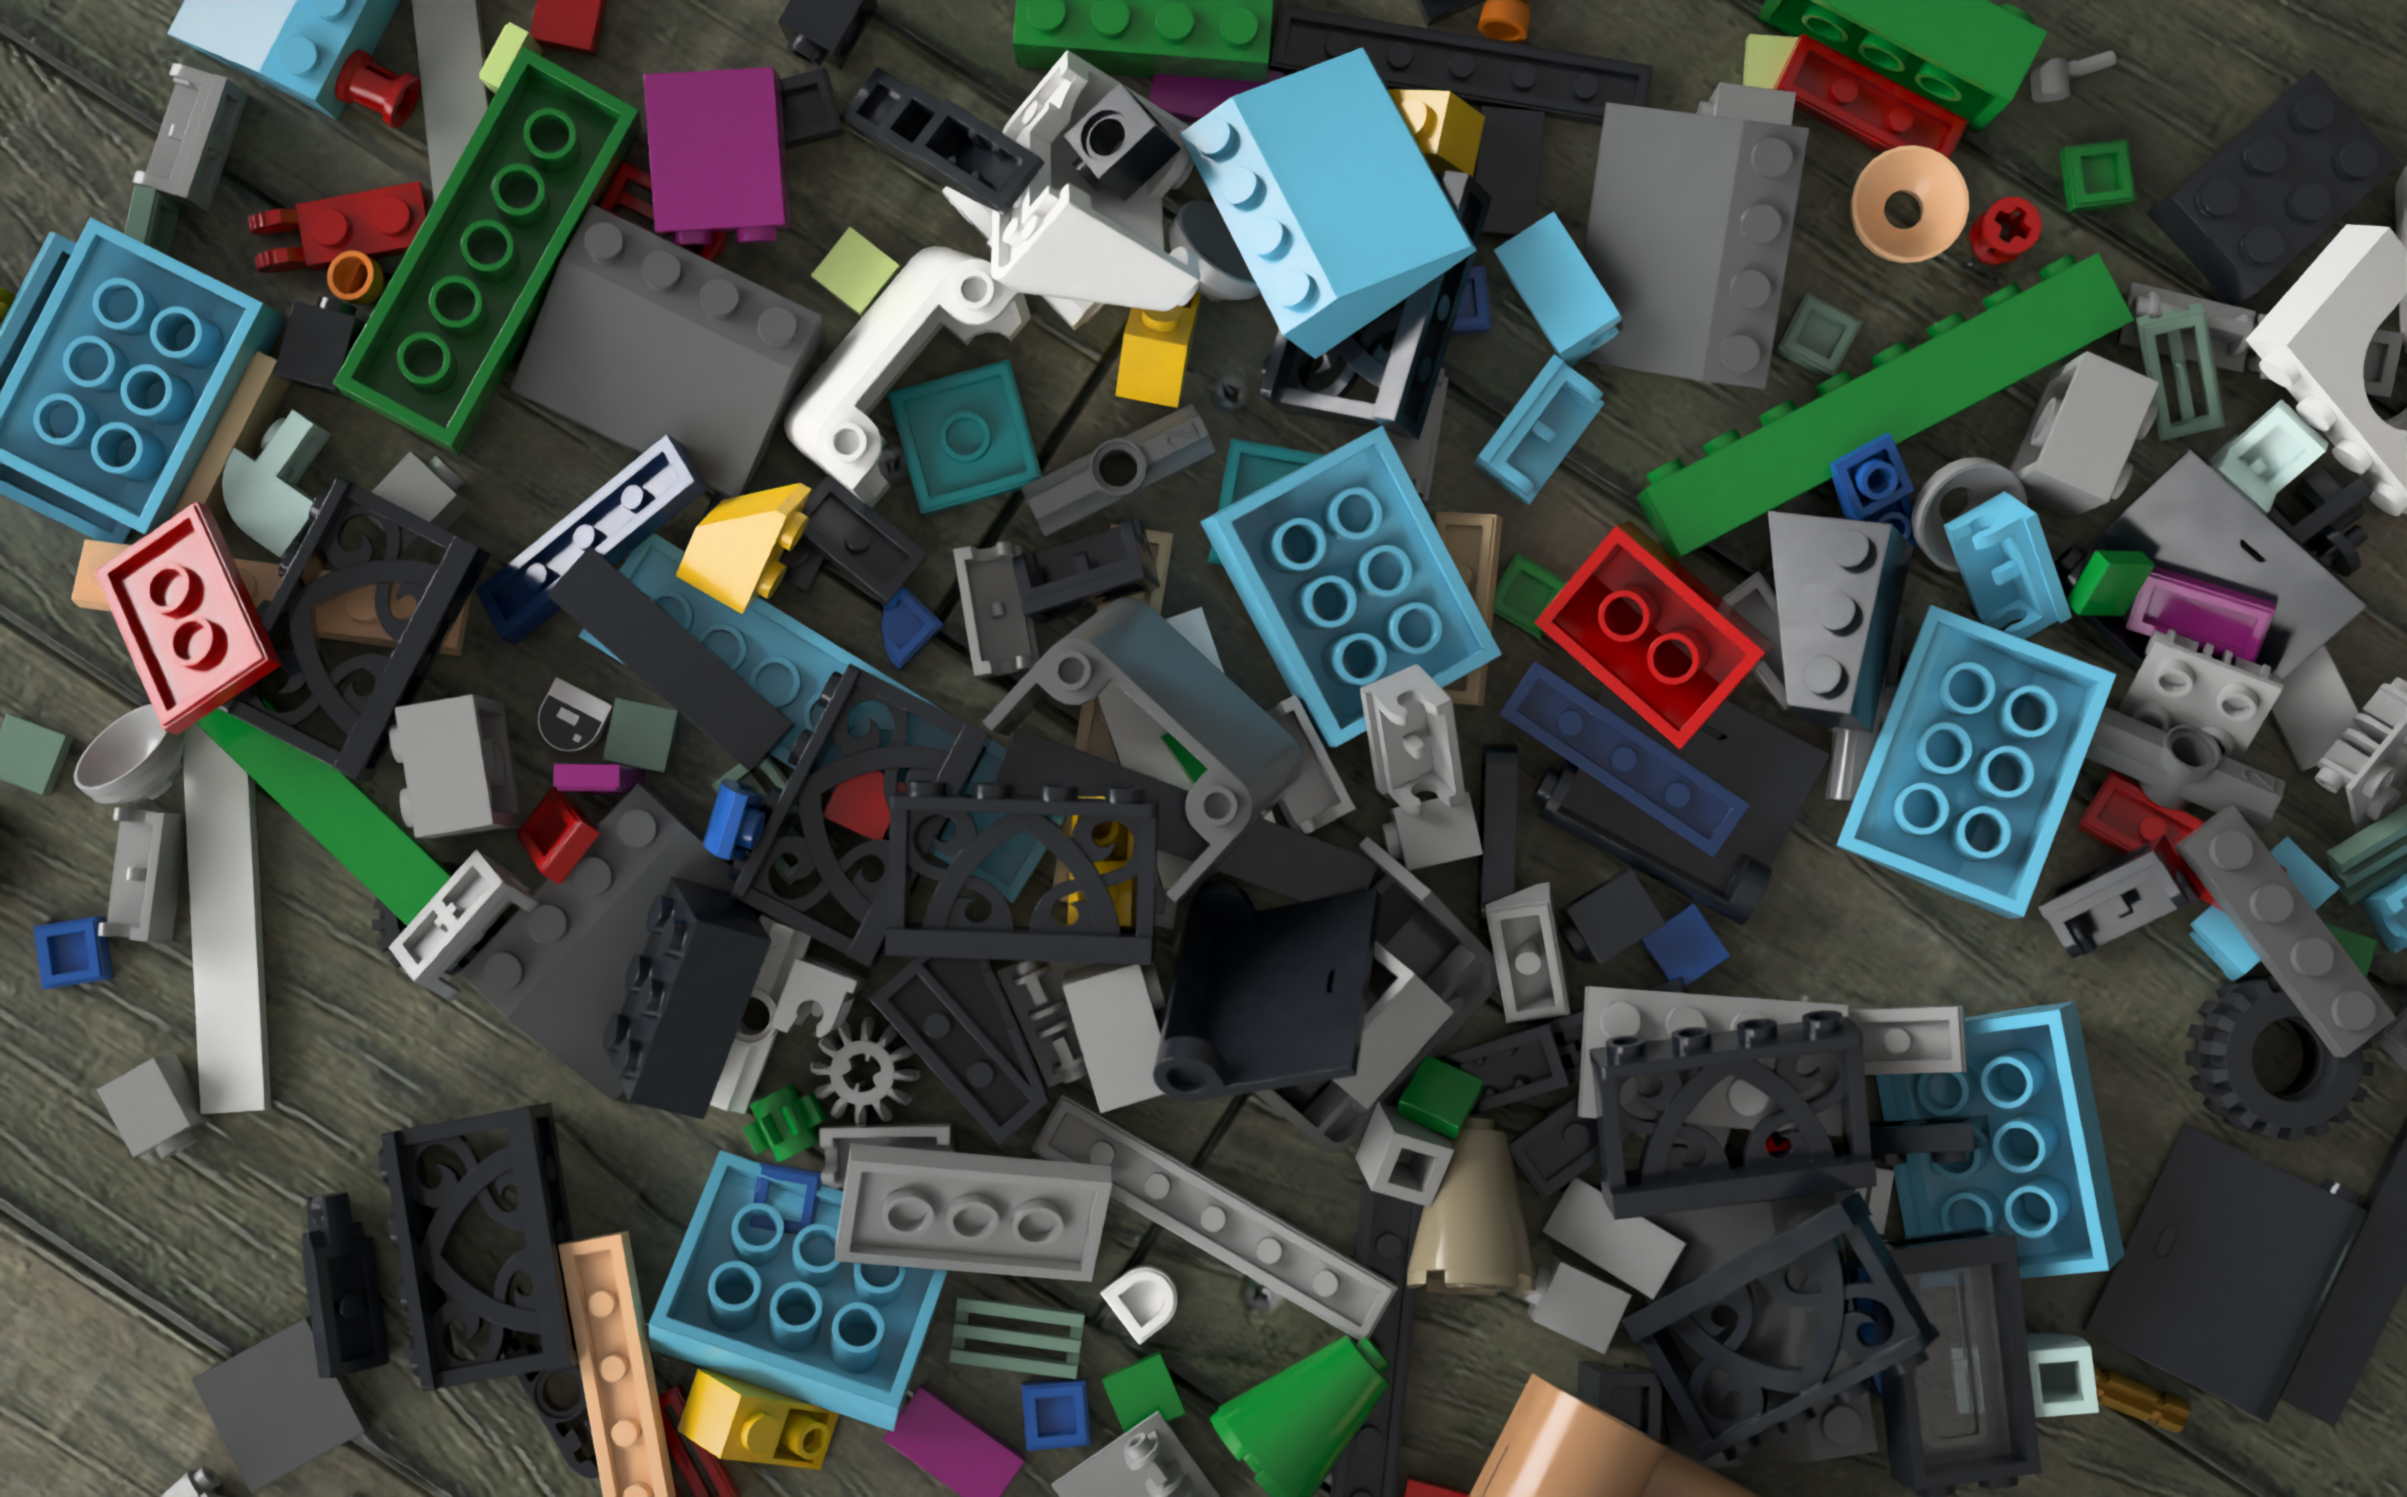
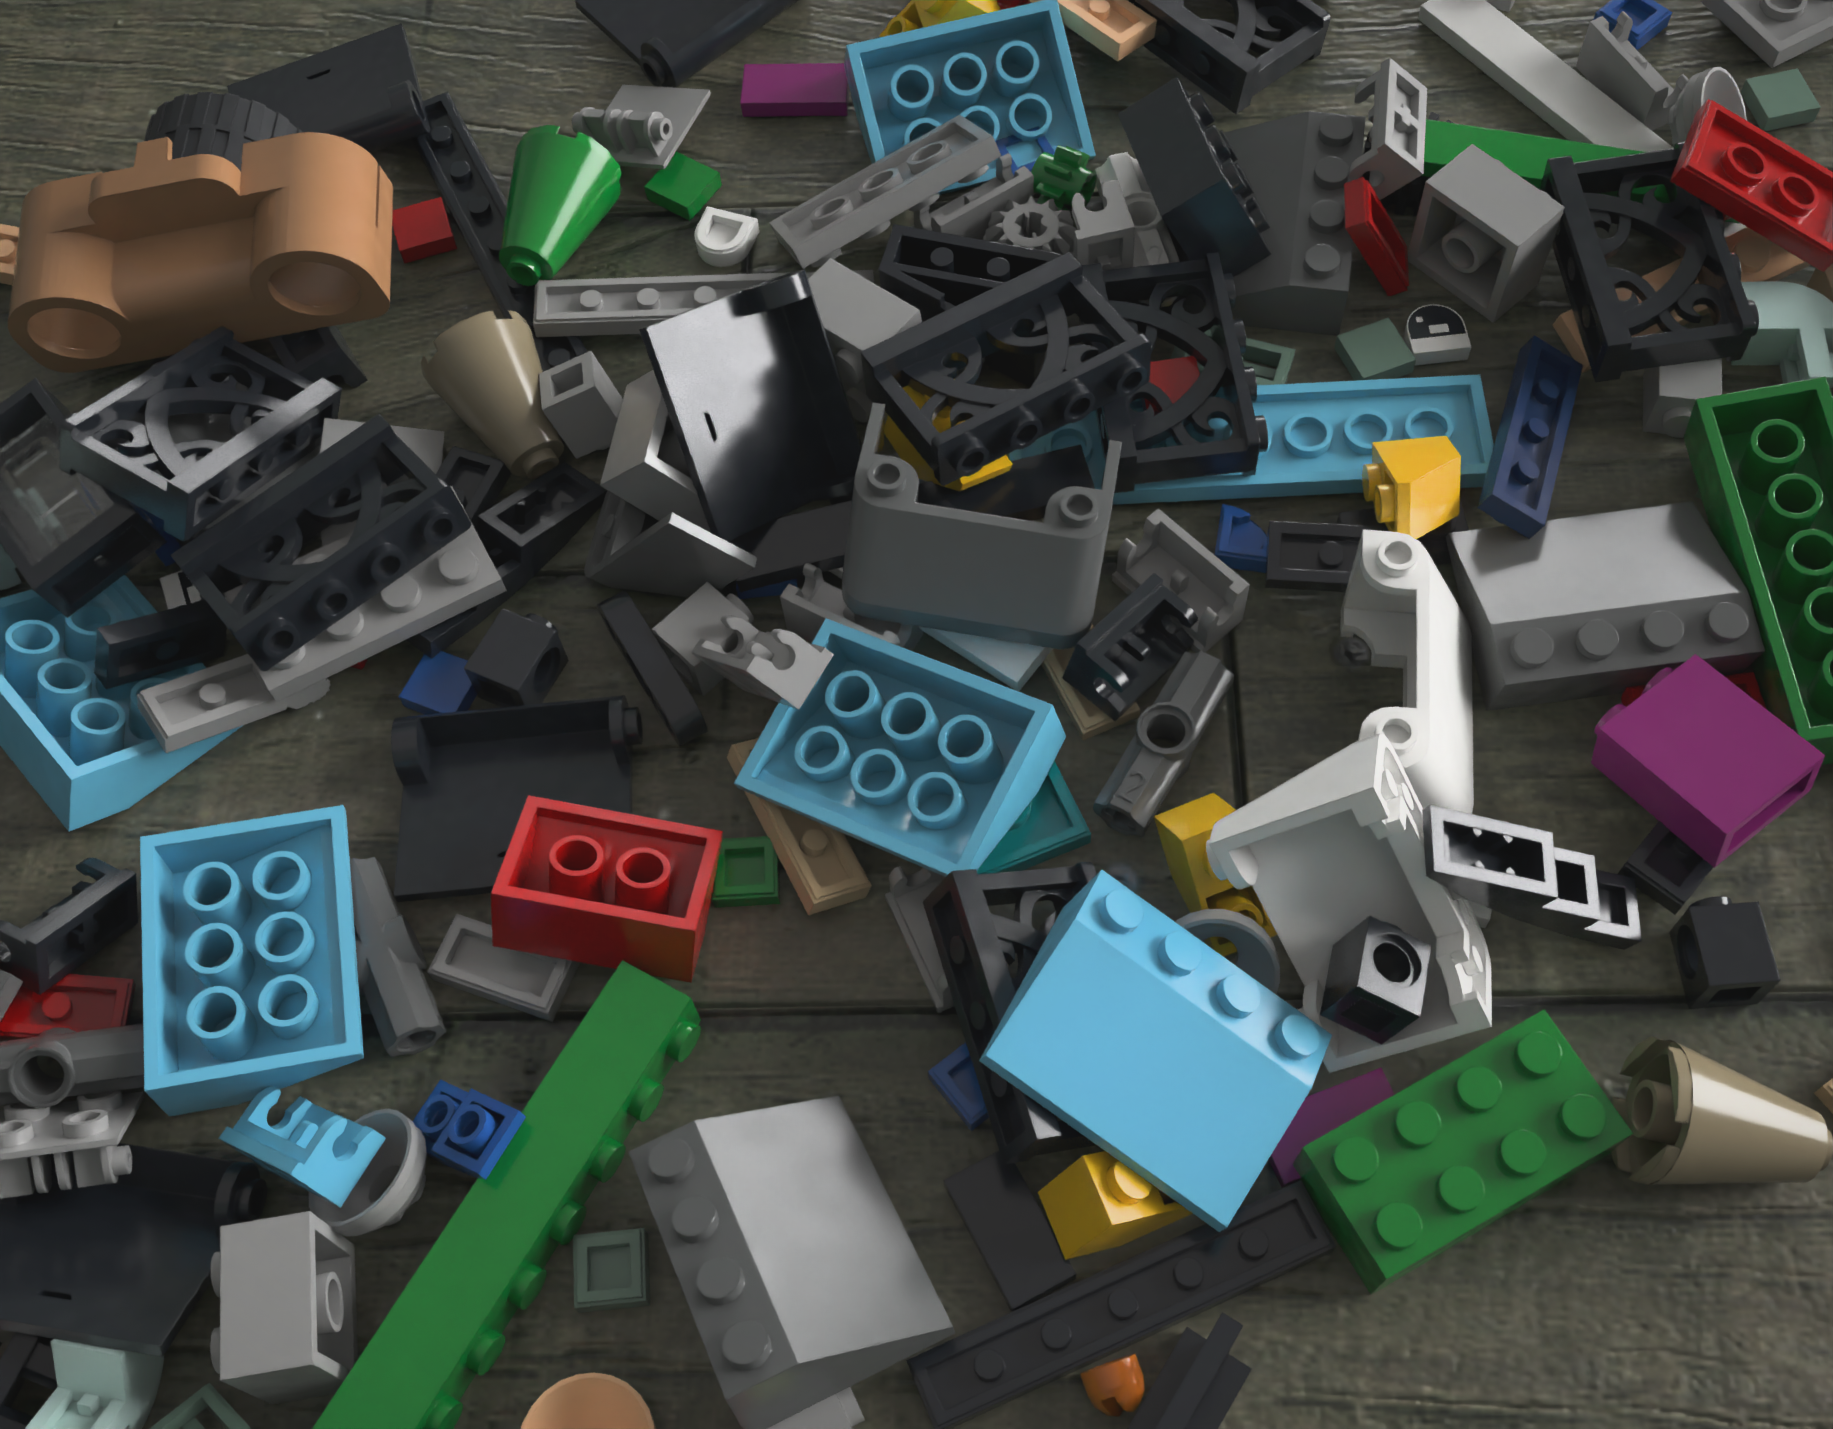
camera: 150 degrees right, 25 degrees down
(597, 778) = (1379, 280): magenta tile -> none
(671, 659) = (1402, 377): black slope -> none
(734, 821) = (1259, 302): blue slope -> none
(856, 272) = (1508, 769): yellowish green tile -> none
(965, 437) = (1307, 698): teal tile -> none
(1010, 1361) = (795, 162): sand green tile -> none
(1056, 1413) = (738, 145): blue tile -> none
(1440, 1097) = (577, 454): green tile -> none
(1528, 954) = (567, 592): light grey slope -> none
(1540, 430) = (824, 1007): medium azure hinge -> none
(1559, 289) = (888, 1123): medium azure hinge -> none
(1577, 1303) = (388, 388): light grey brick -> none
(1623, 758) = (586, 774): dark blue plate -> none
(1836, 613) = (449, 990): wedge -> none
(2109, 583) = (193, 1189): green tile -> none
(2202, 613) = (87, 1220): magenta tile -> none

